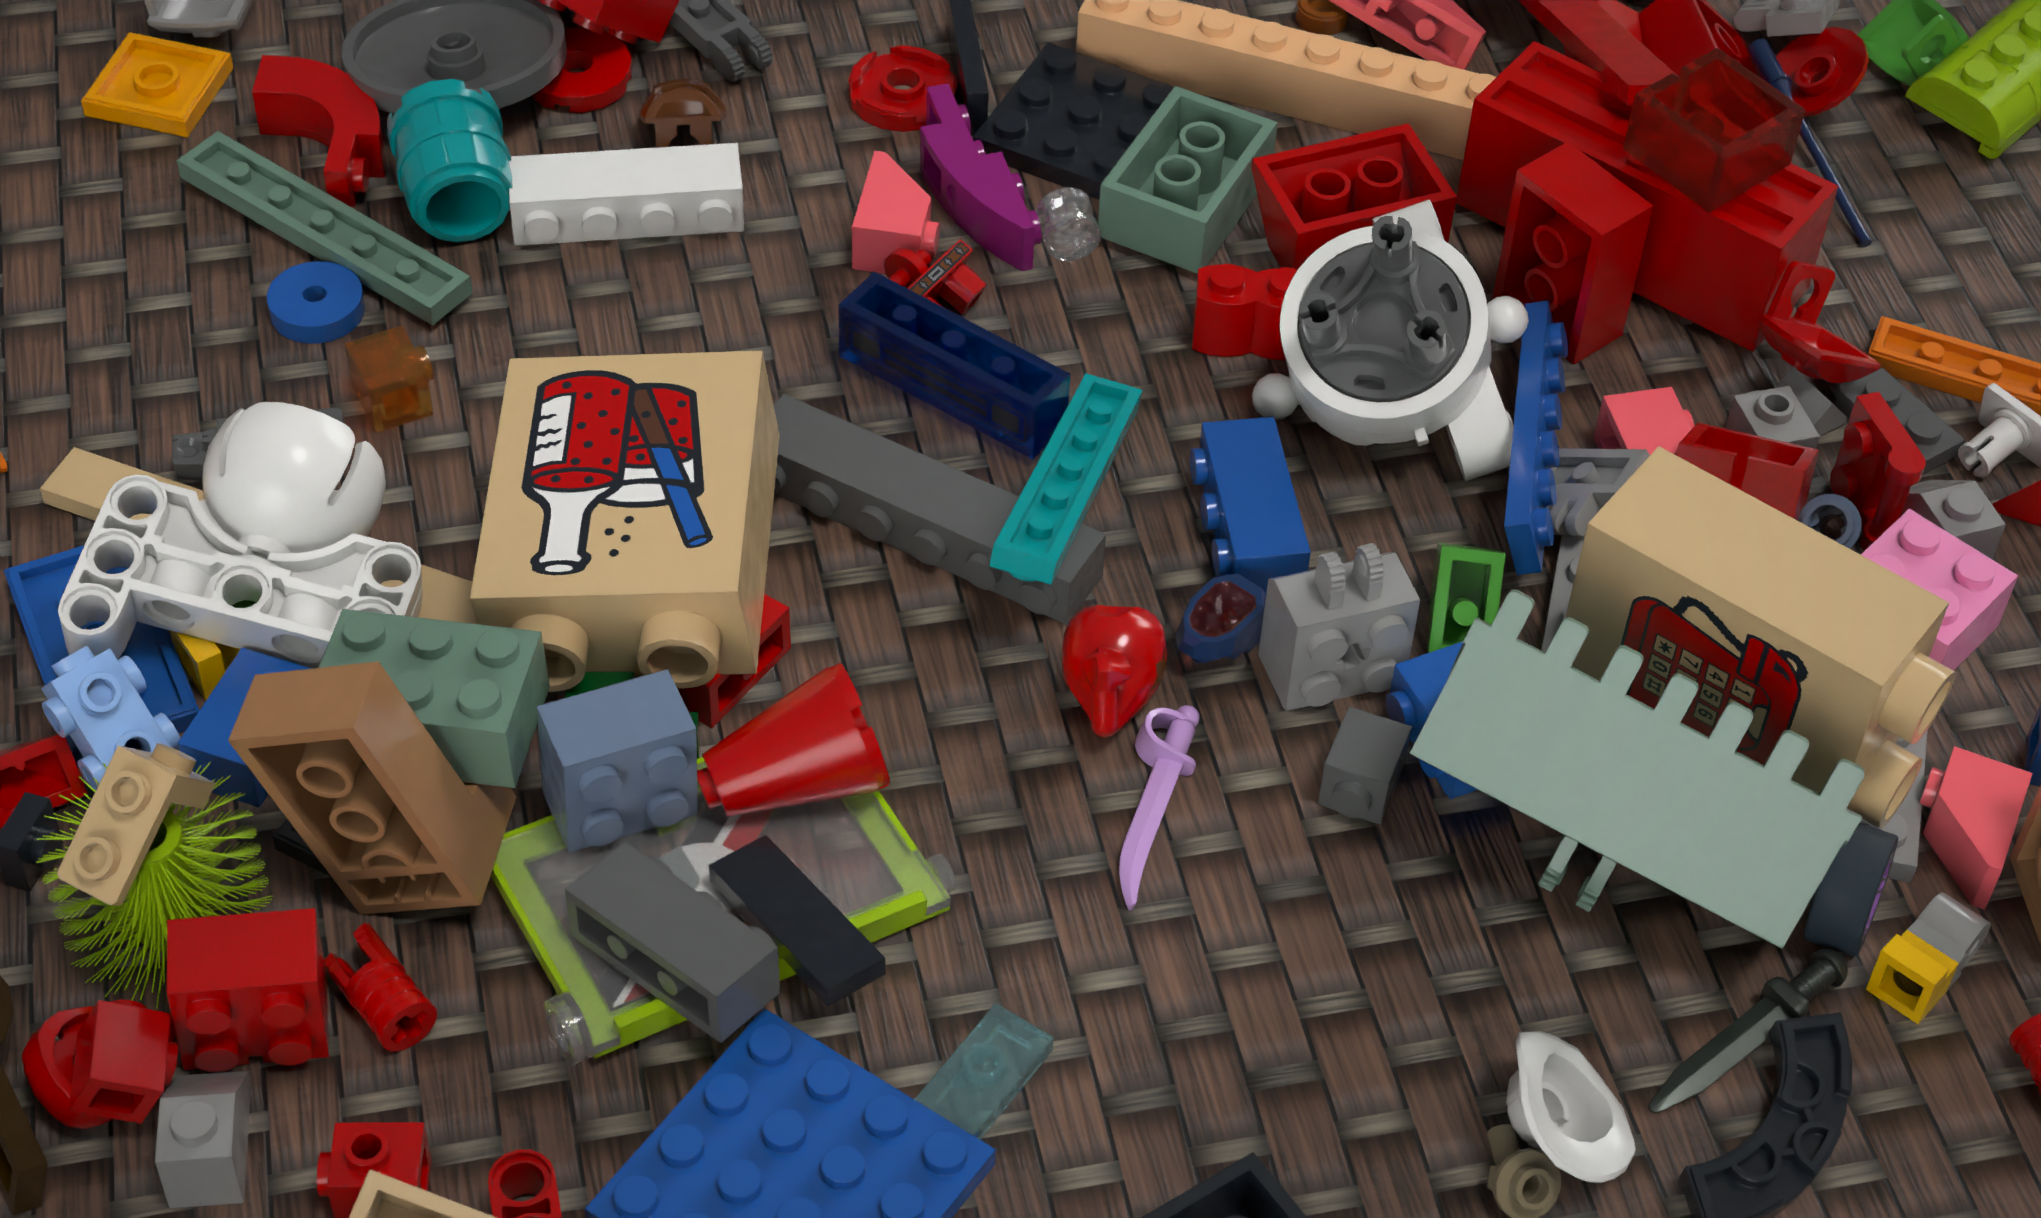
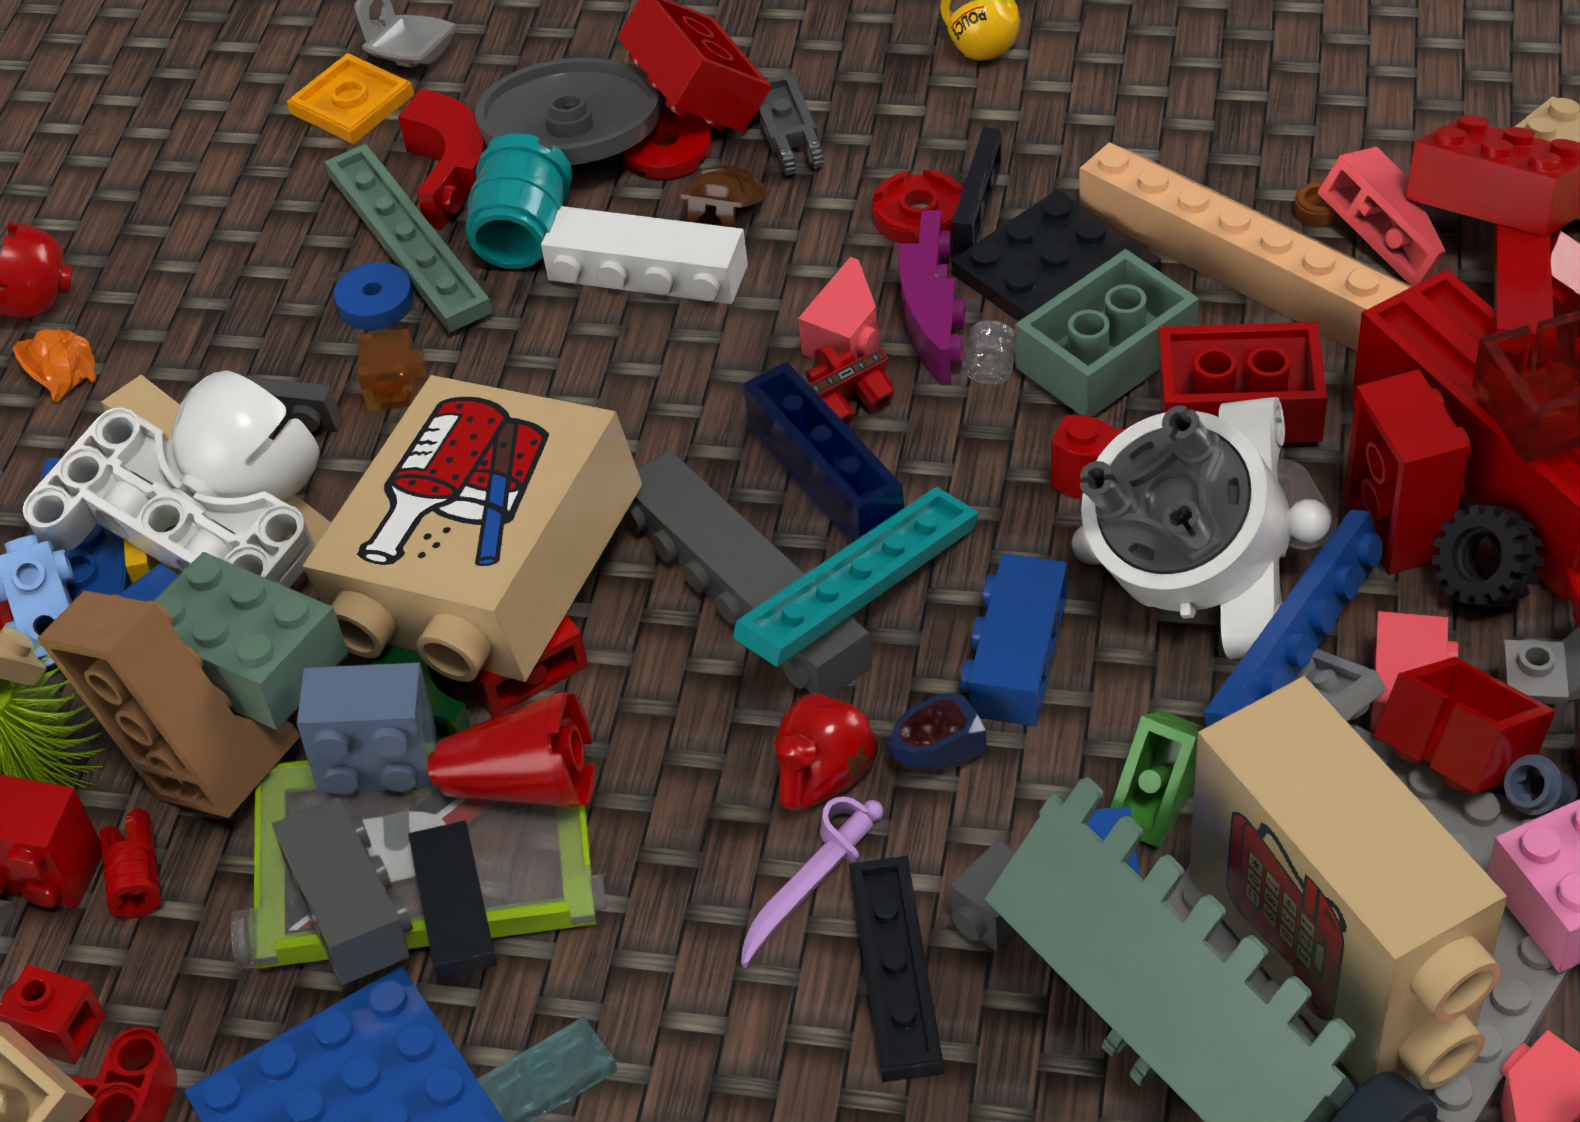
camera: 30 degrees right, 0 degrees up
(1291, 867) = (896, 970): none -> black tile
(1337, 628) = (1018, 761): light grey hinge -> none
(1641, 312) = (1517, 558): none -> black tyre

